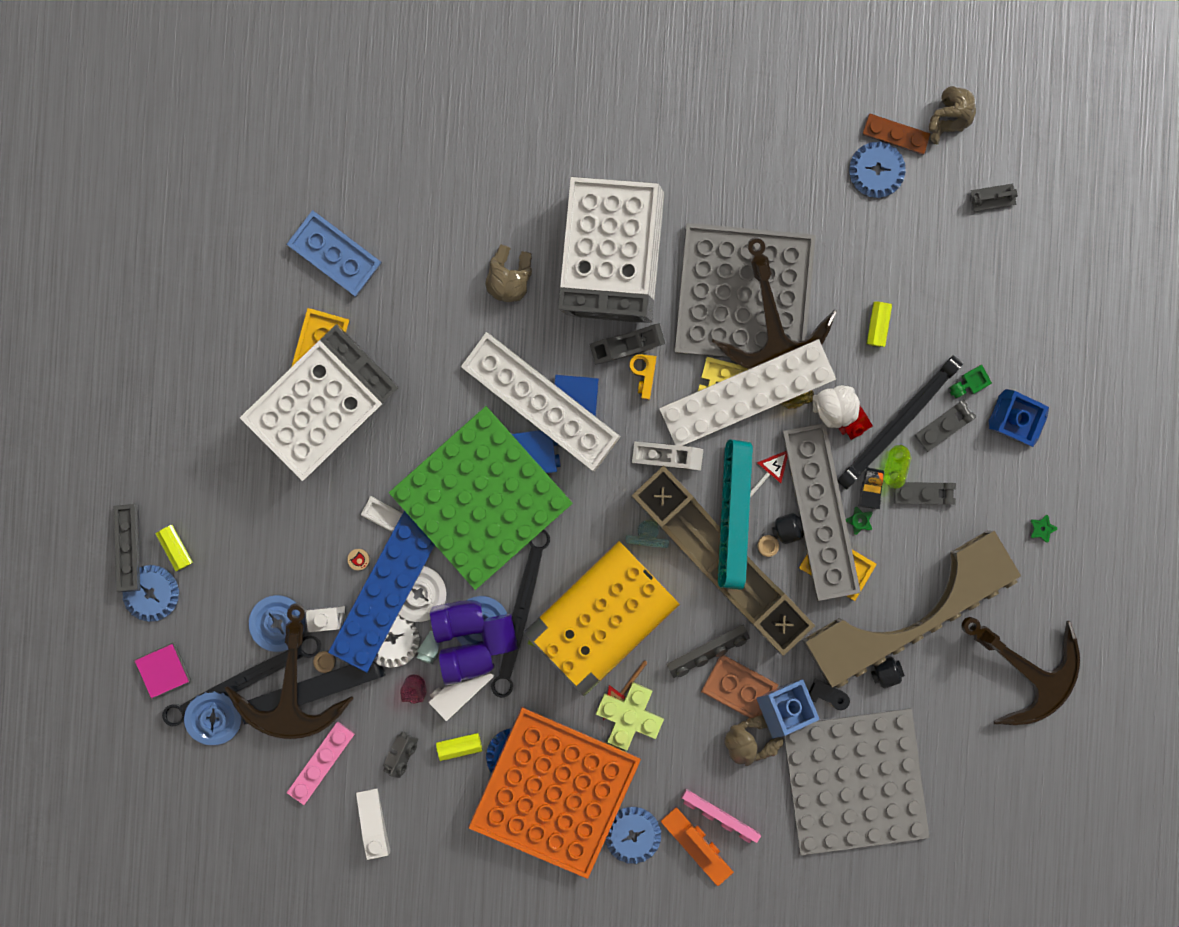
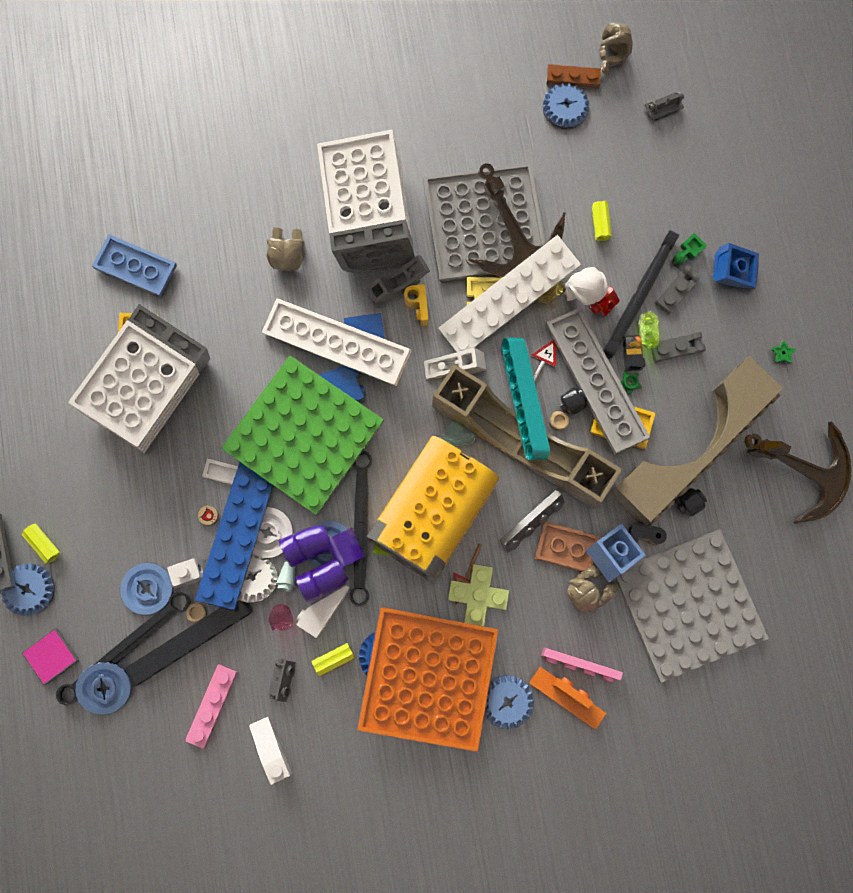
camera: 20 degrees left, 10 degrees down
(287, 718) = (171, 670): dark brown piece -> none

